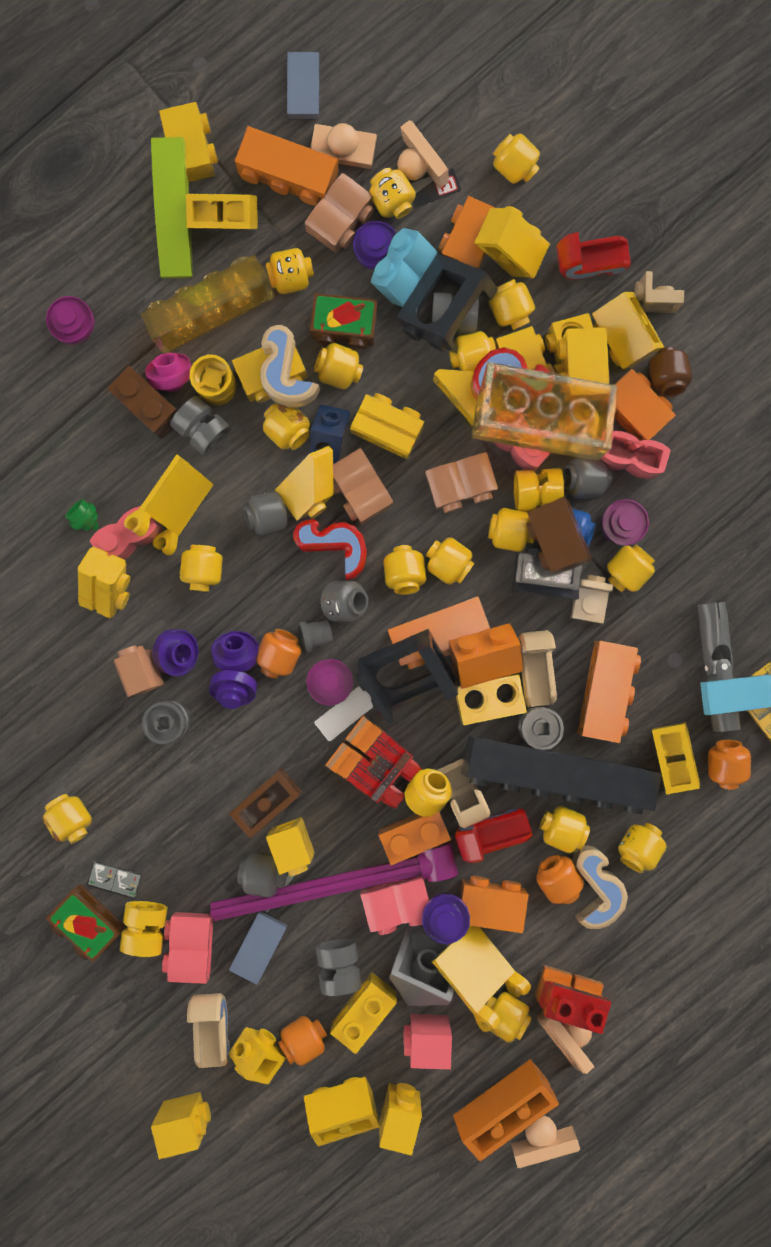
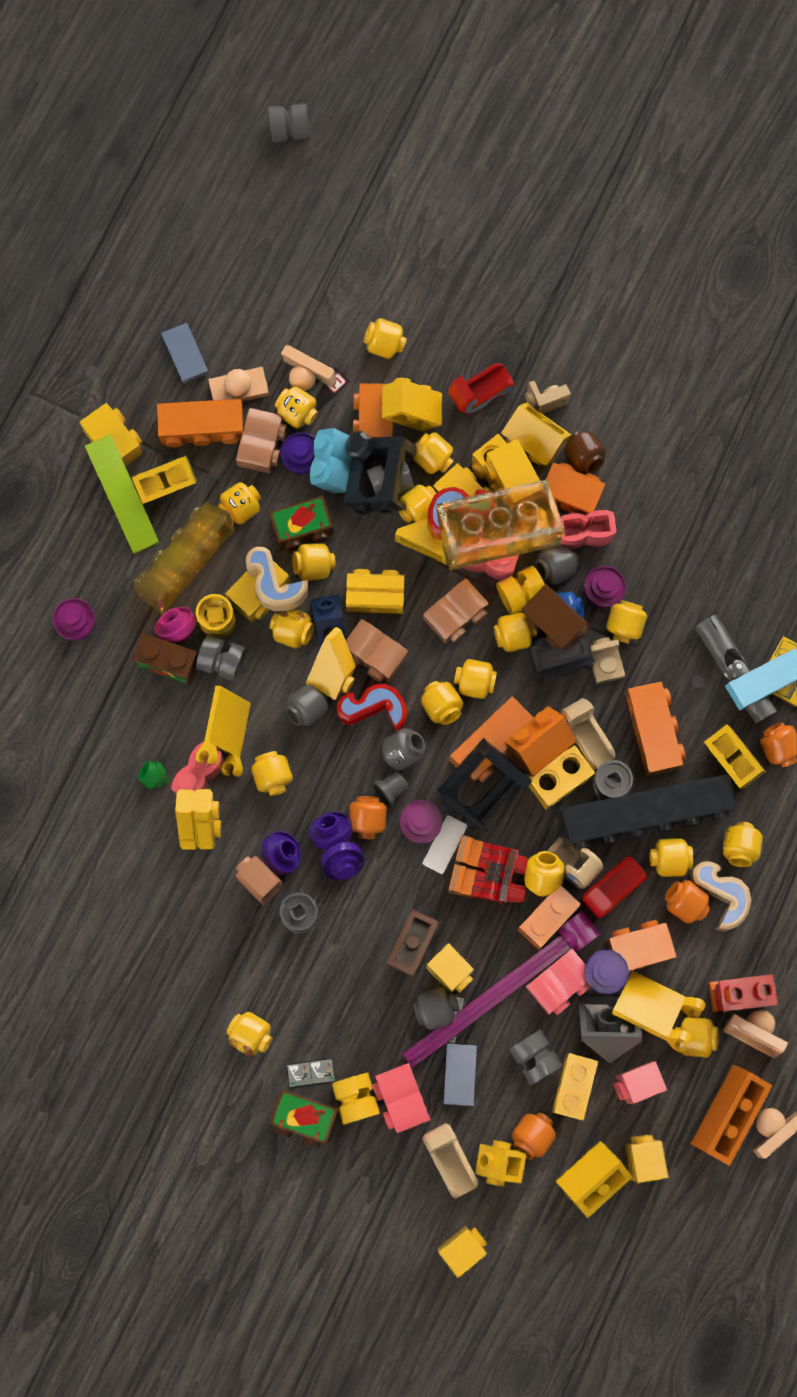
camera: 20 degrees left, 10 degrees down
(437, 262) = (359, 445): none -> black tile

